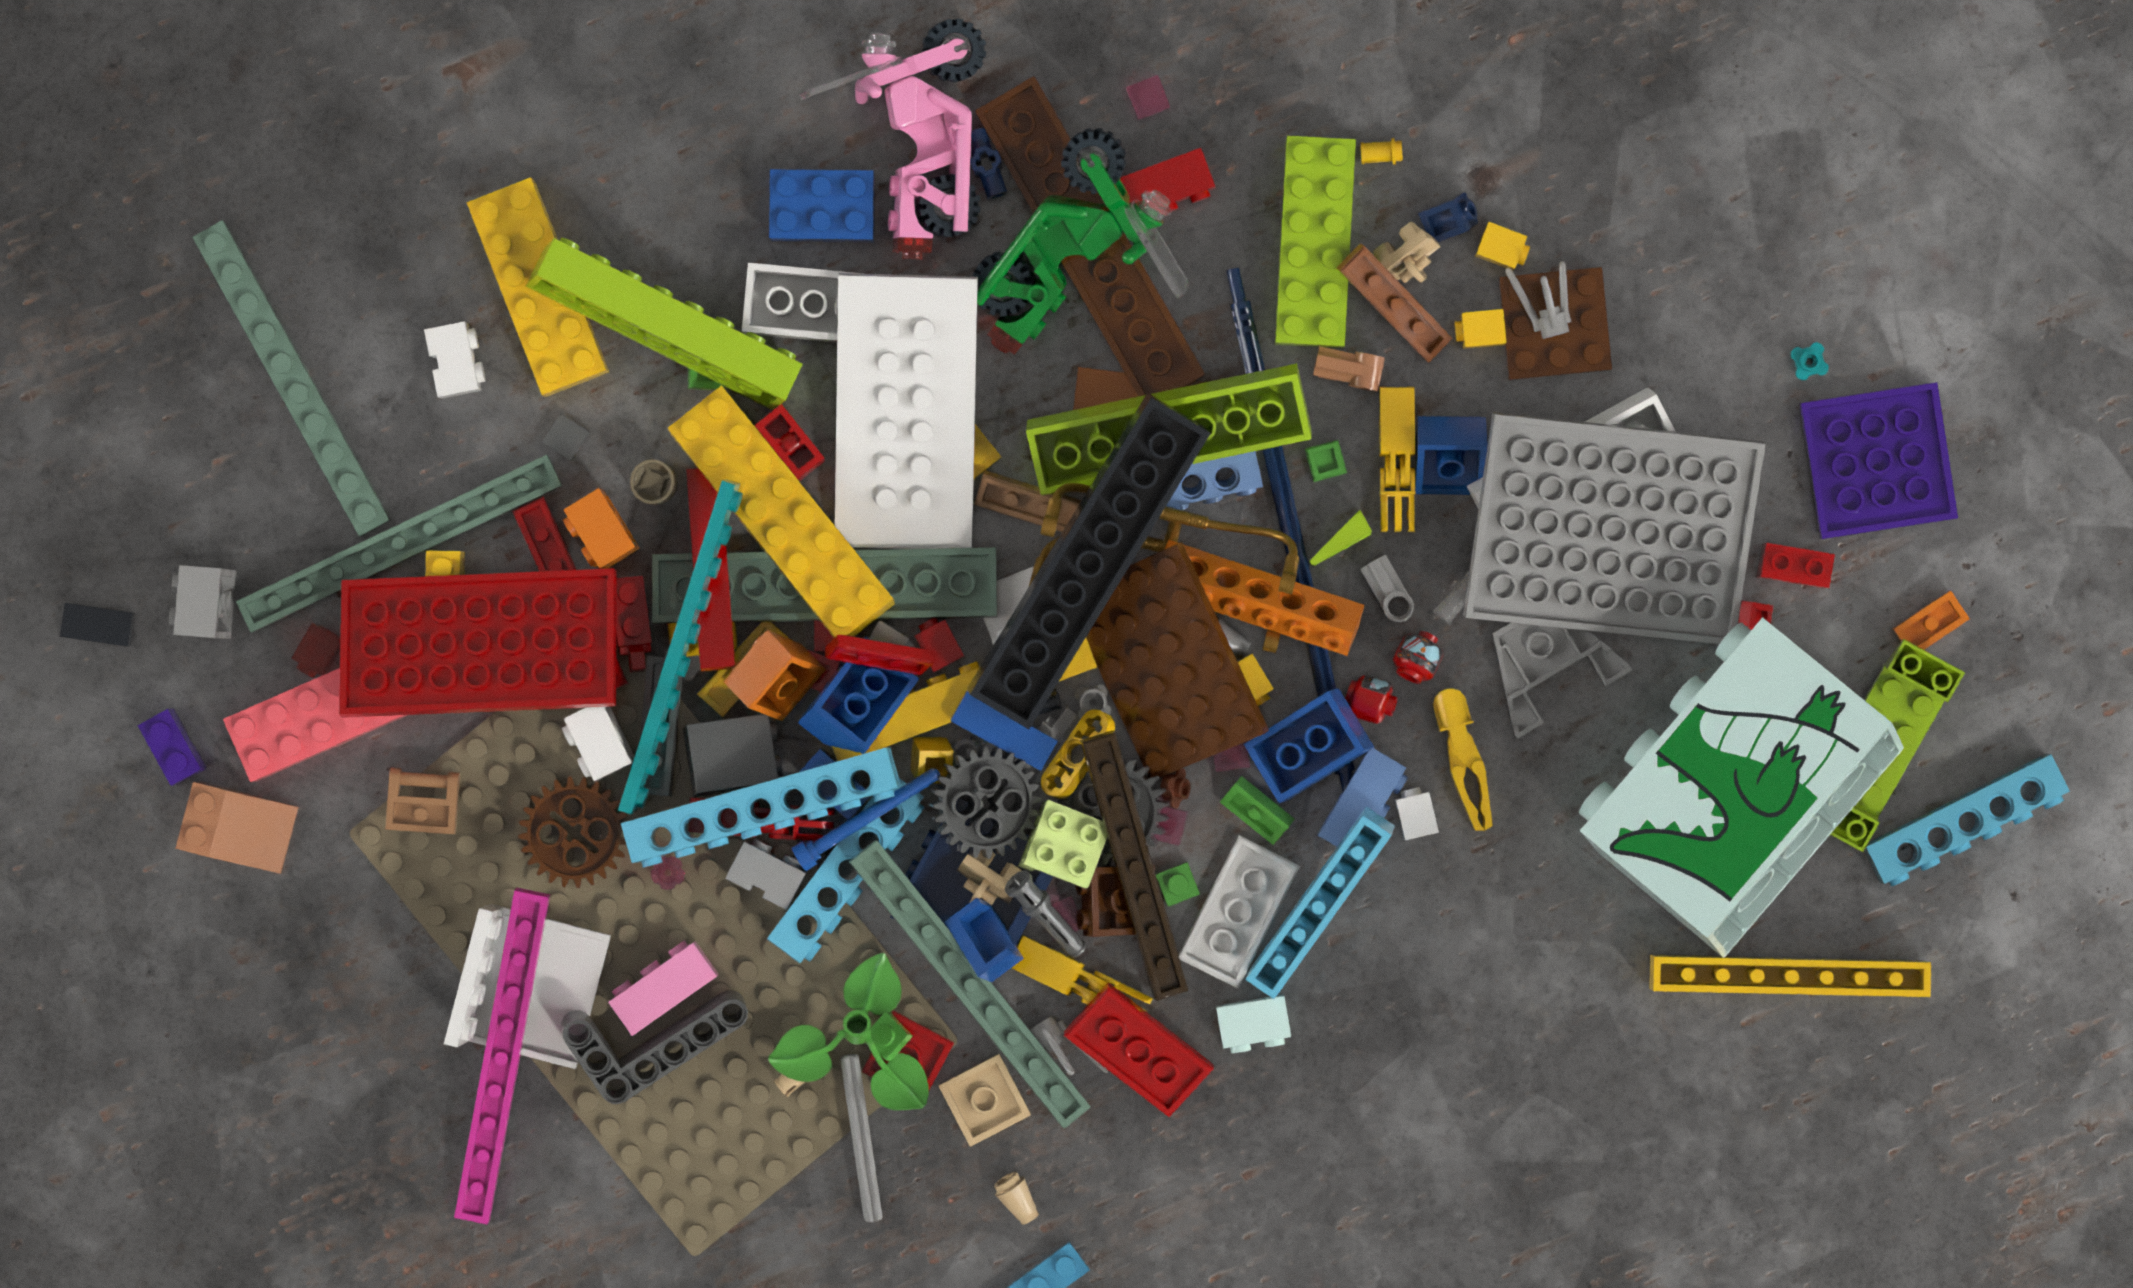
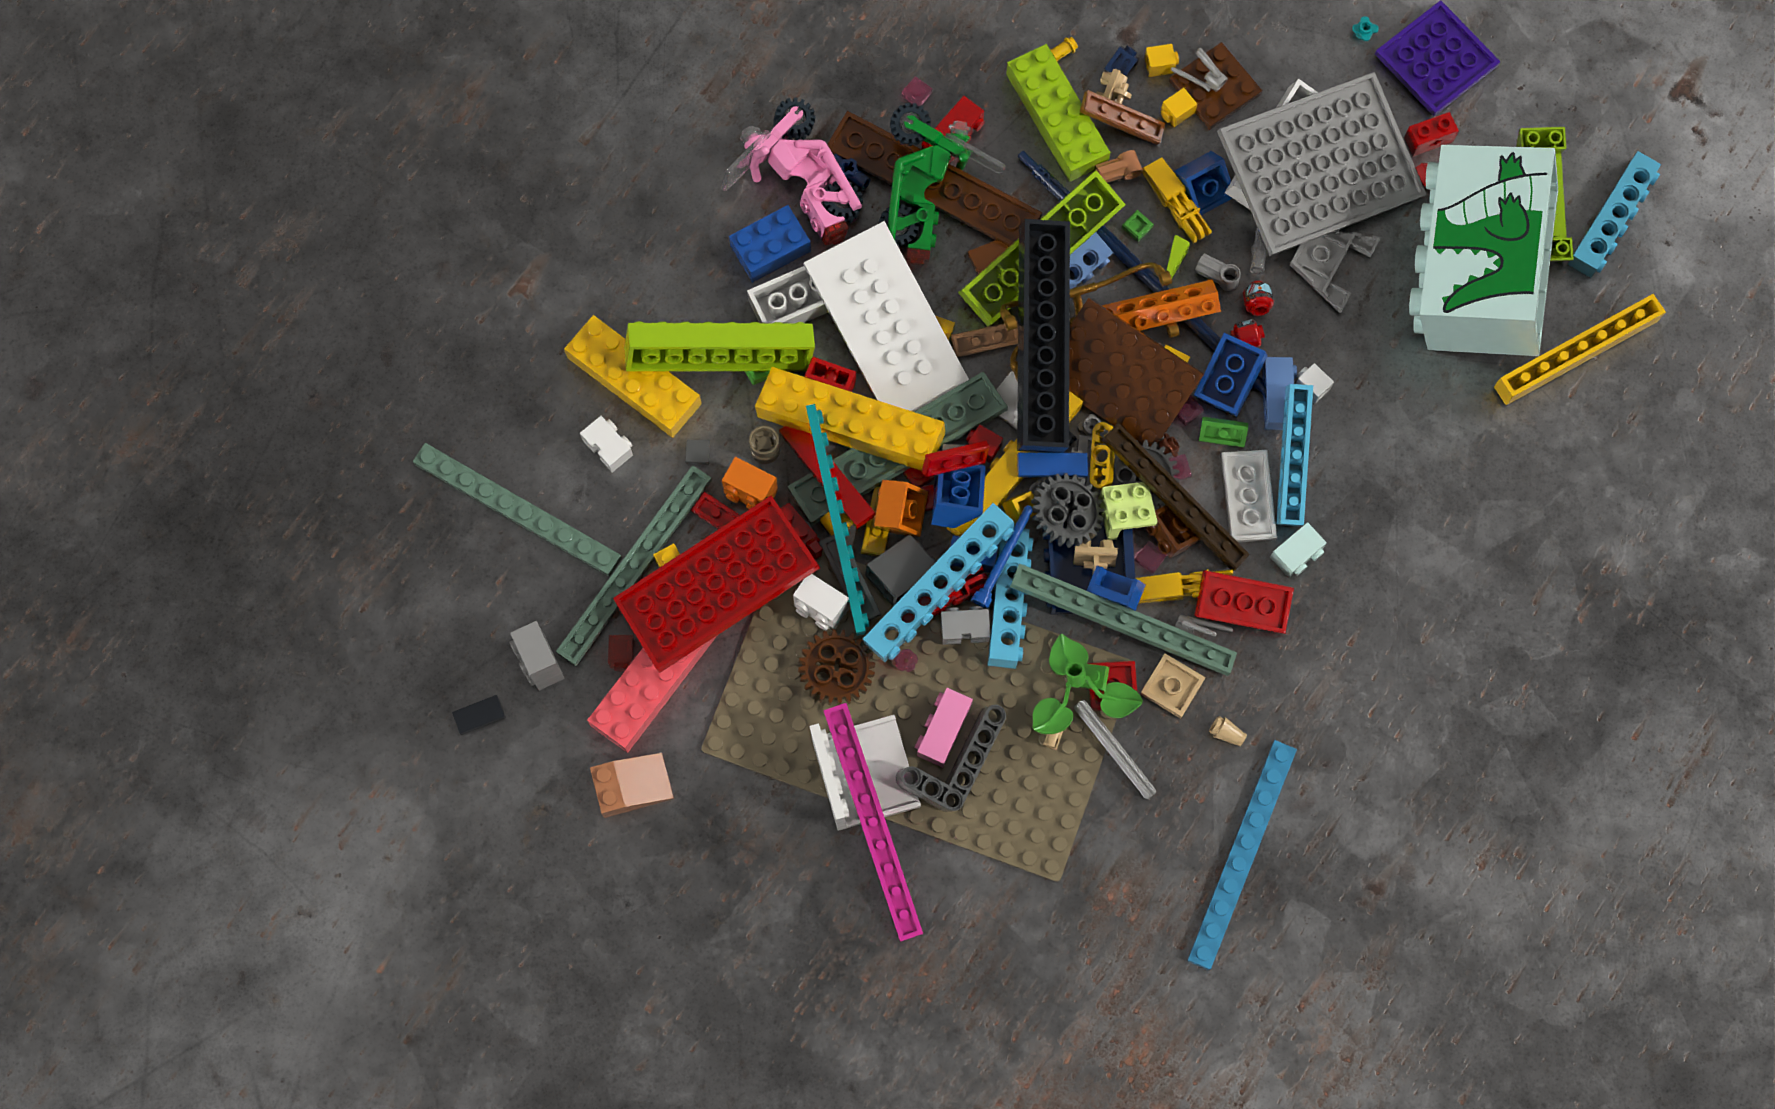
camera: 30 degrees left, 15 degrees down
(172, 747) = (565, 758): dark purple brick -> none
(422, 813) = (739, 709): medium nougat plate -> none
(1037, 904) = (1135, 550): dark grey pin -> none
(1177, 884) = (1206, 498): bright green plate -> none
(1453, 715) = (1321, 338): yellow arm -> none
(1932, 621) = (1526, 117): orange plate -> none

